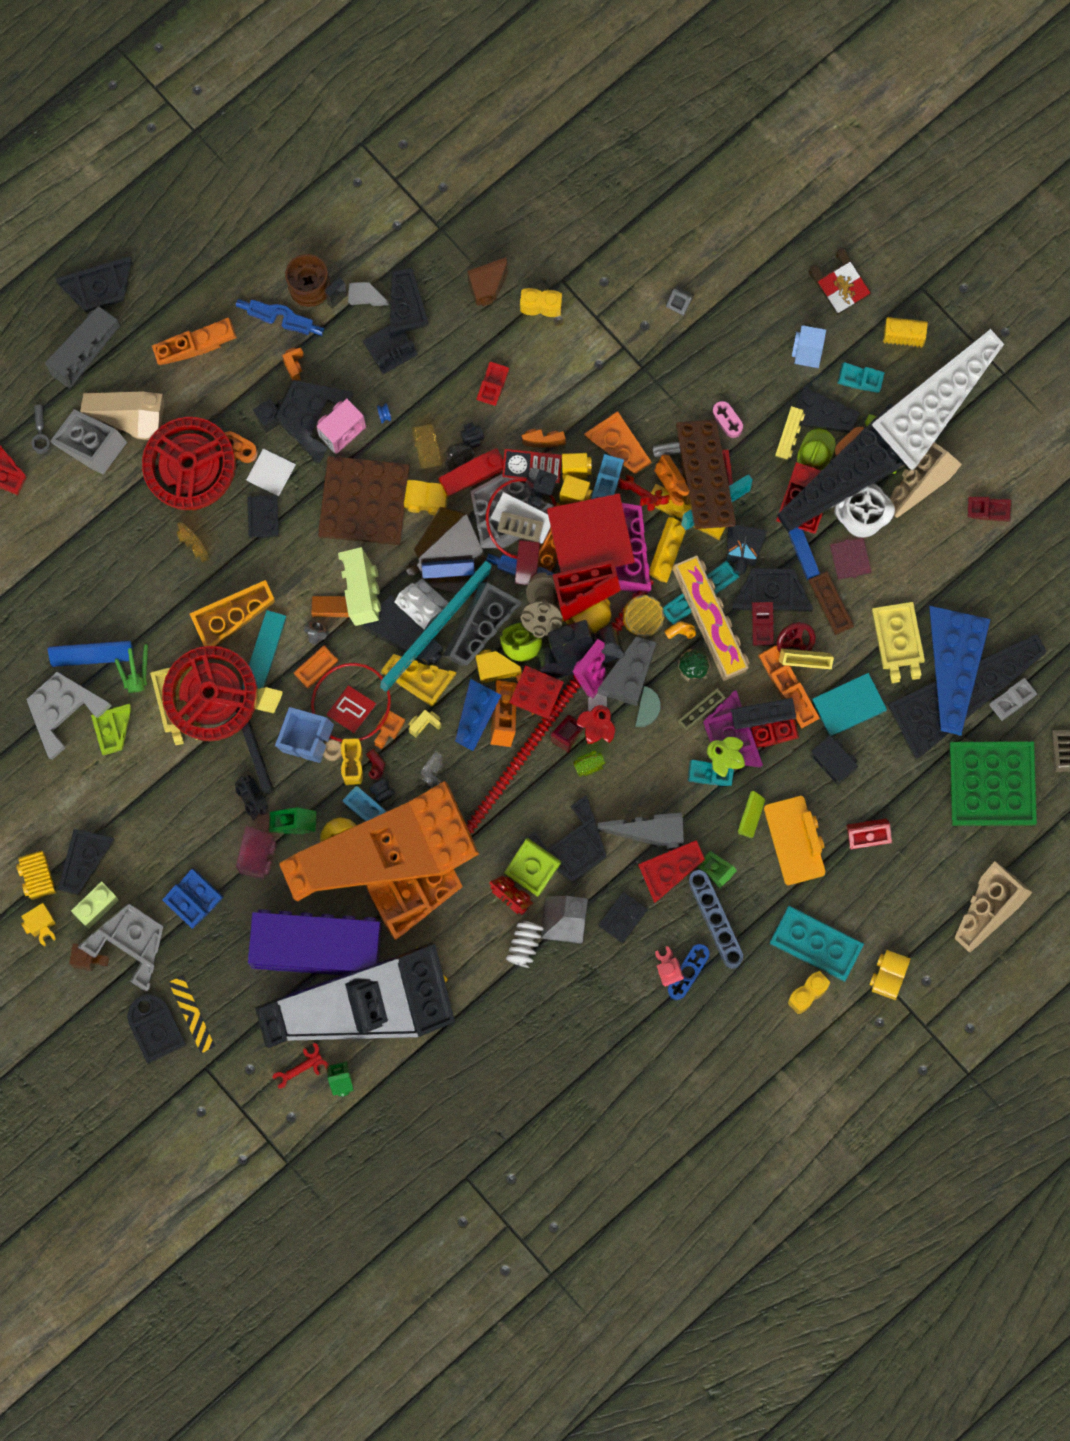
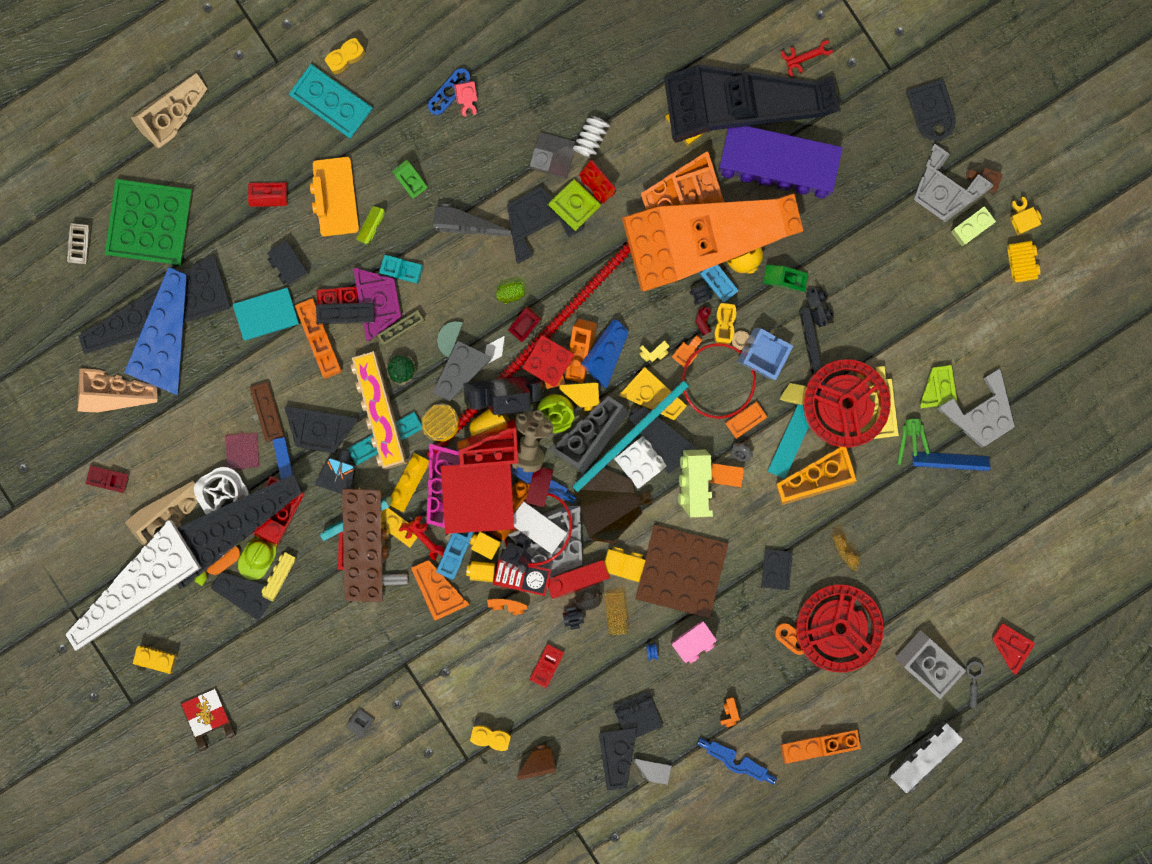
camera: 175 degrees left, 10 degrees up
(82, 860) = (979, 271): black wing -> none
(98, 285) = (903, 816): black wing -> none
(126, 411) = (888, 686): tan wedge -> none
(191, 1014) = (897, 119): sticker -> none
(193, 898) = (883, 222): blue slope -> none
(255, 853) = (823, 251): clear pink slope -> none
(265, 415) = (759, 665): black brick -> none
(270, 472) = (764, 612): white sticker -> none
(301, 410) = (727, 664): black wing -> none
(307, 270) = (708, 800): reddish brown wheel -> none
(335, 292) = (682, 773): black tile -> none
(340, 1079) = (773, 39): green slope -> none
(351, 709) = (719, 375): red sticker -> none
(433, 765) = (650, 311): clear bracket -> none
(447, 568) = (613, 492): piece -> none
(503, 520) = (543, 512): dark tan slope -> none
(590, 670) = (493, 372): dark pink wing -> none
(594, 726) = (499, 325): red plate -> none
(623, 917) = (500, 149): black plate -> none
(670, 868) = (451, 187): red wing -> none
(672, 480) = (394, 545): orange hinge -> none
(681, 628) = (406, 407): light orange arm -> none
(715, 929) = (412, 126): sand blue beam -> none
(724, 422) = (338, 598): bright pink beam -> none
(728, 757) = (382, 280): lime plate -> none
(762, 624) = (332, 399): dark red slope -> none
(792, 636) = (307, 382): dark red piece -> none
(806, 659) = (298, 359): light yellow piece -> none
(808, 346) = (244, 659): light blue wedge -> none
(860, 378) = (204, 622): teal slope -> none
(890, 975) = (269, 62): yellow brick -> none
(898, 639) = (210, 368): light yellow tile -> none
(1004, 597) = (104, 392): none -> light nougat wedge
(1013, 699) = (116, 298): light grey slope -> none

